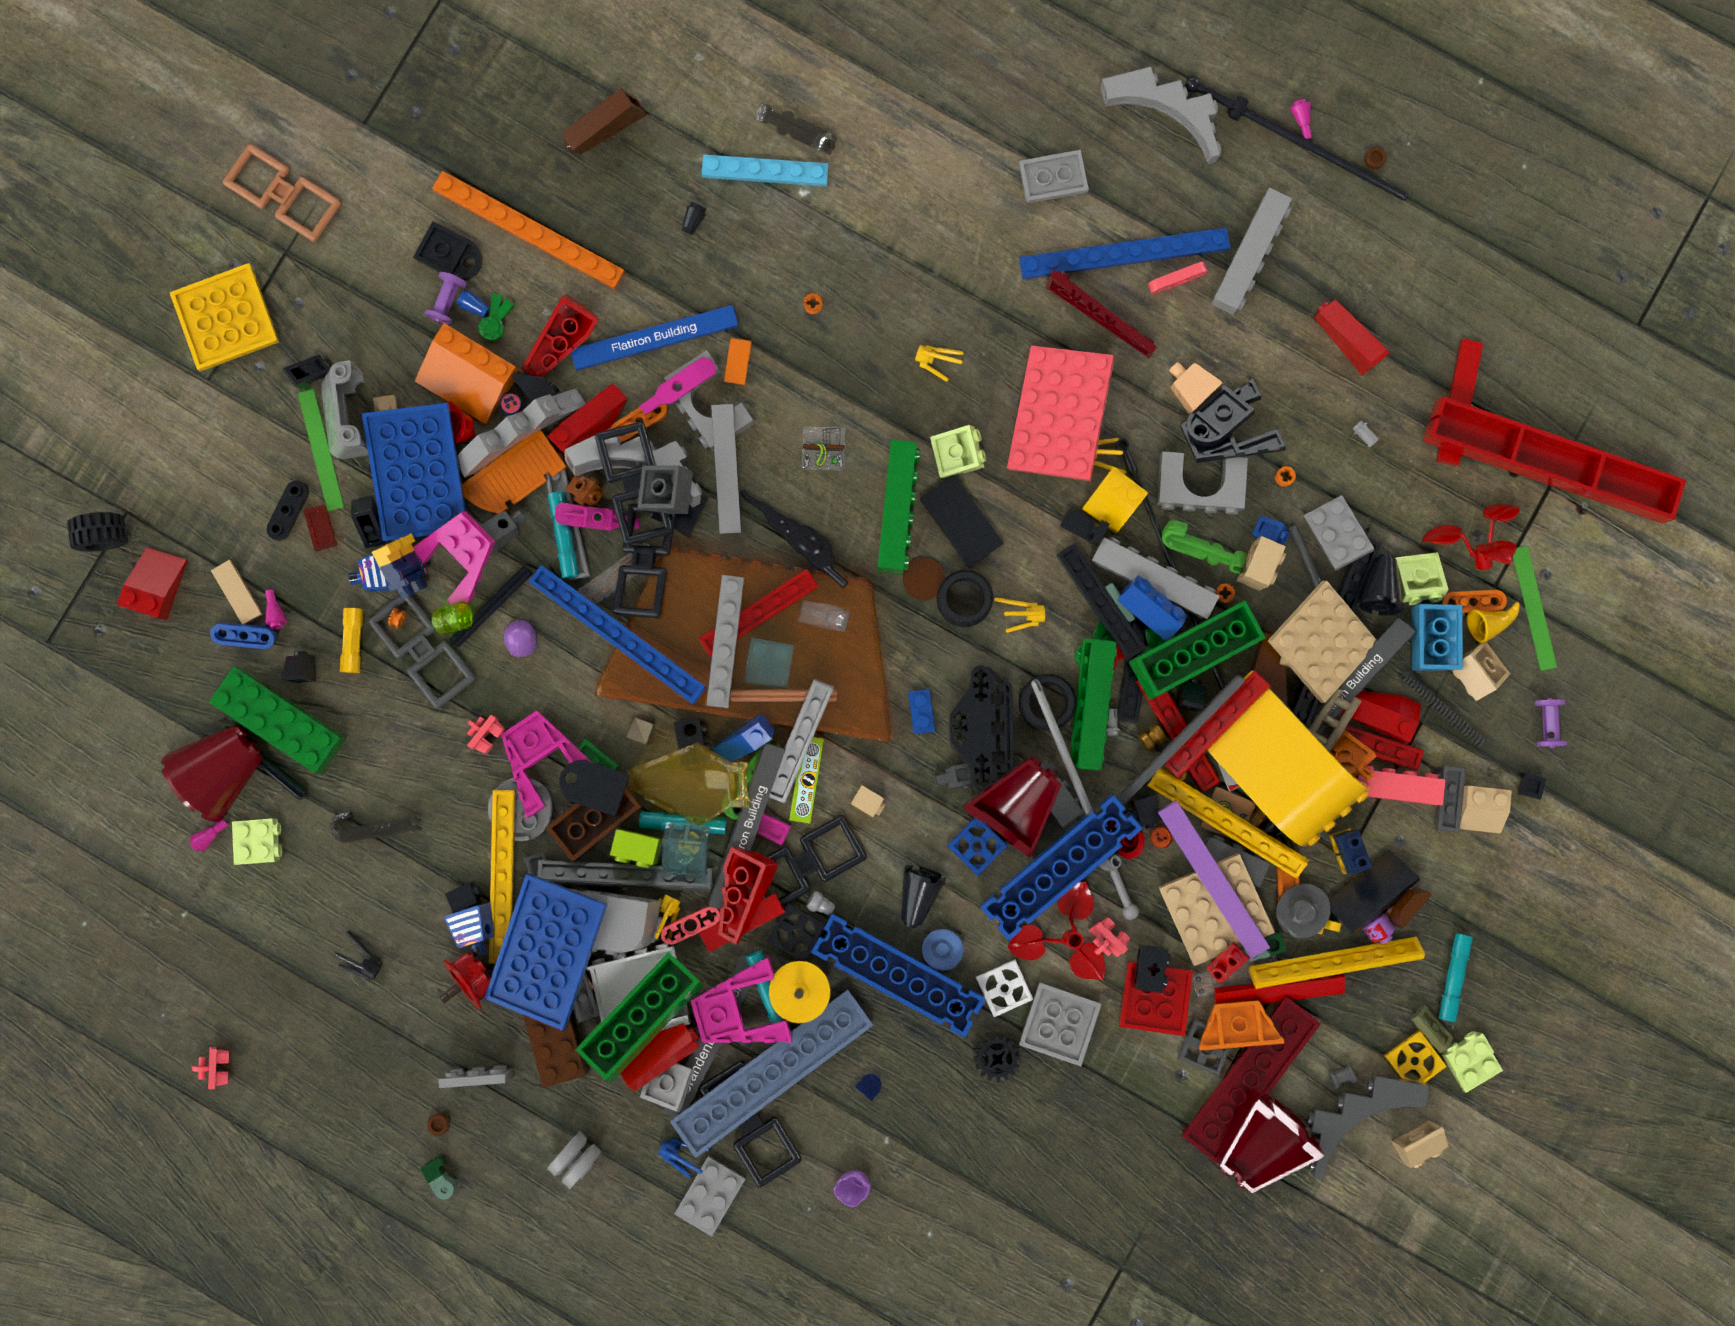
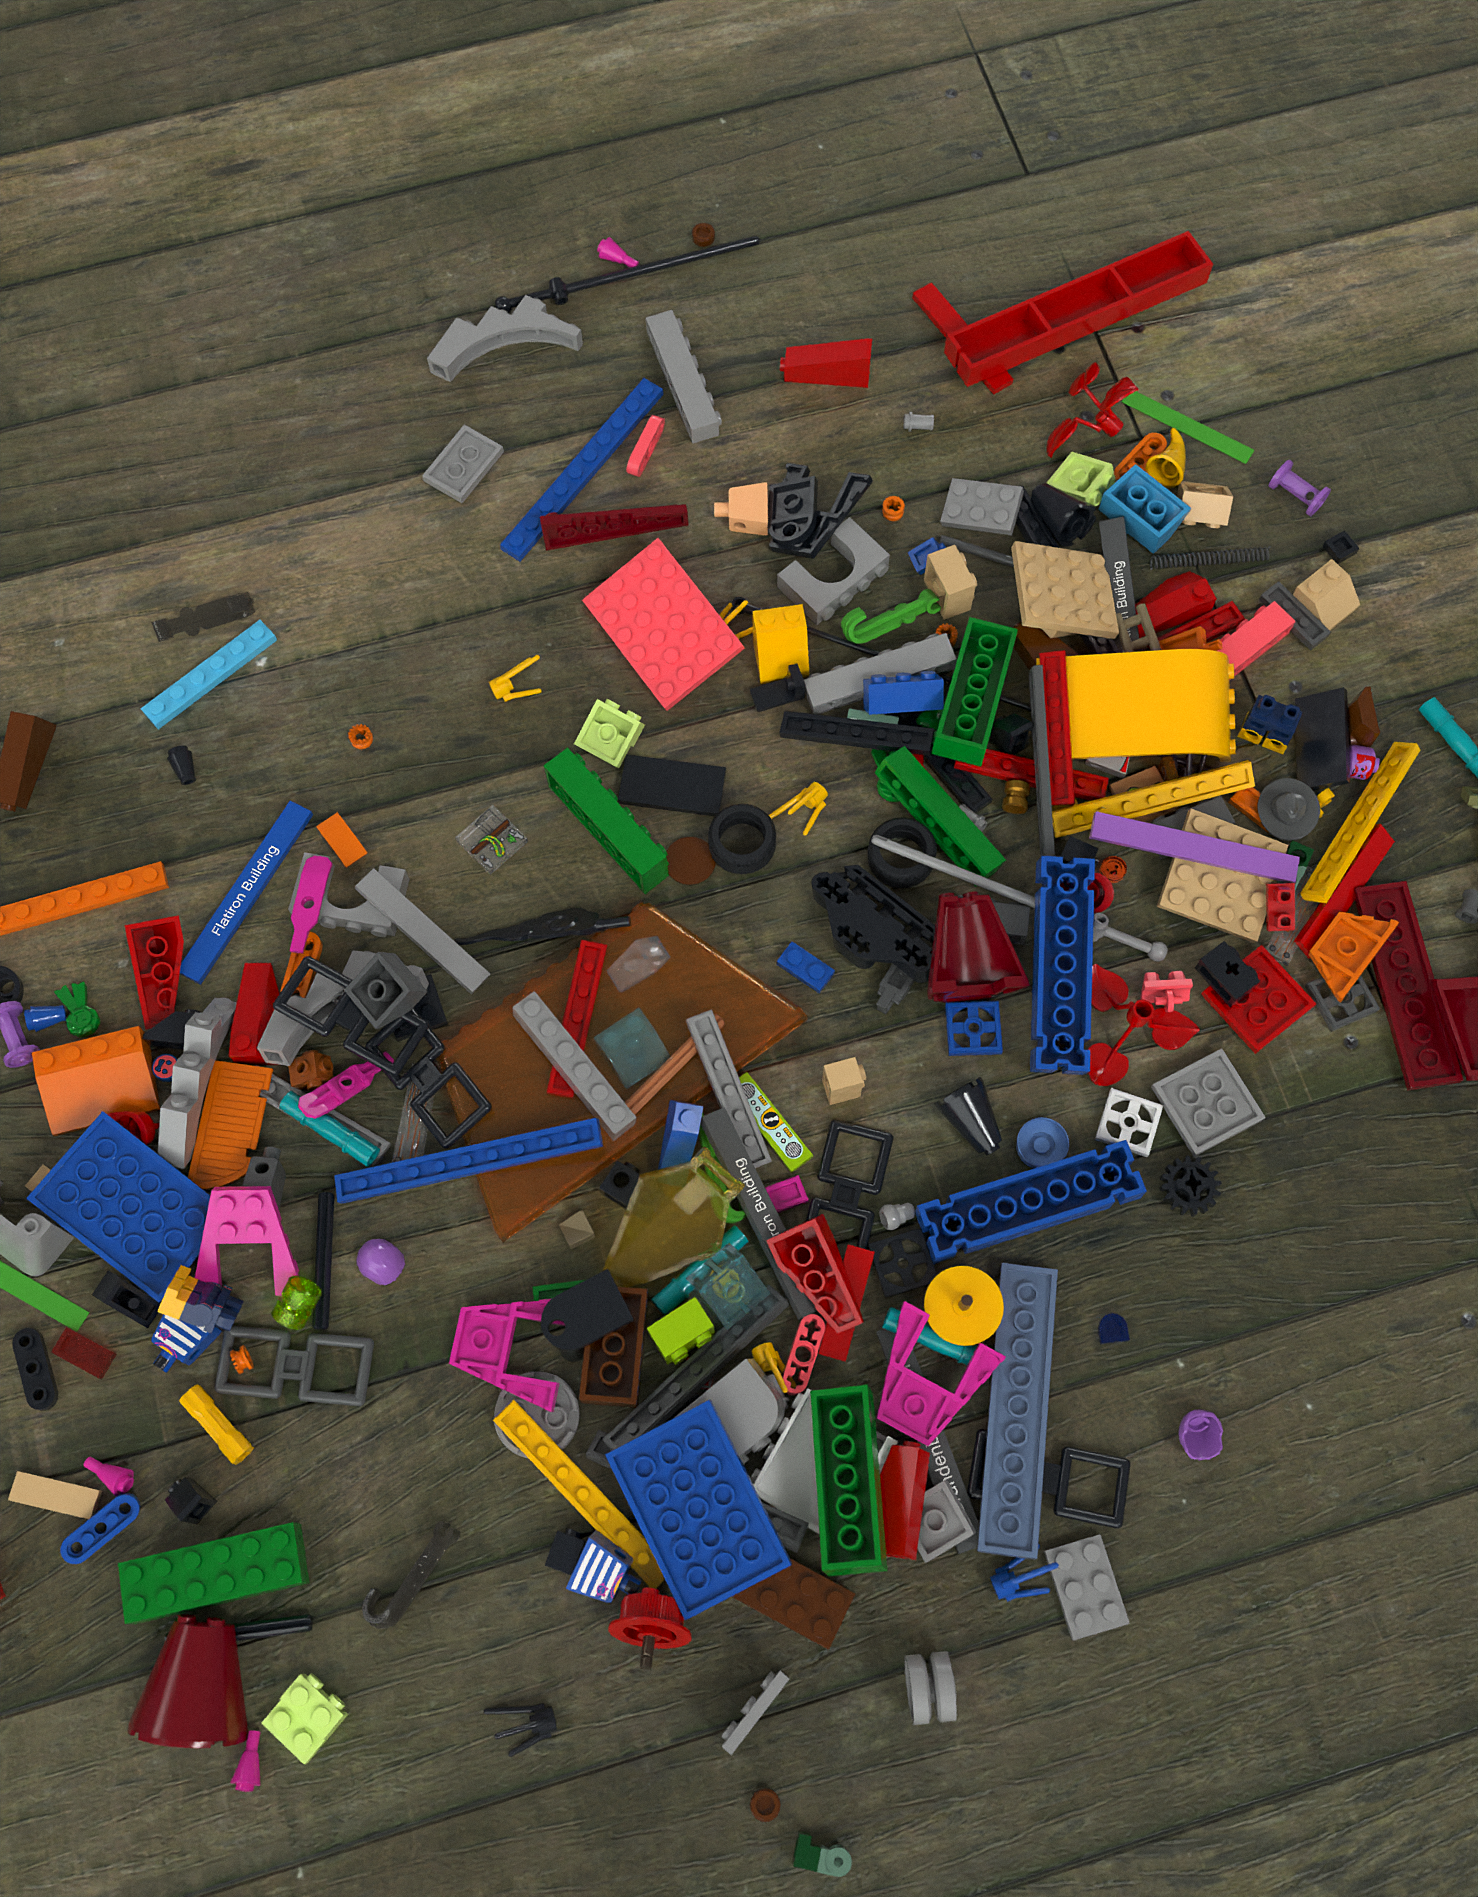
camera: 45 degrees left, 15 degrees down
(479, 741) = (434, 1391): coral hips -> none

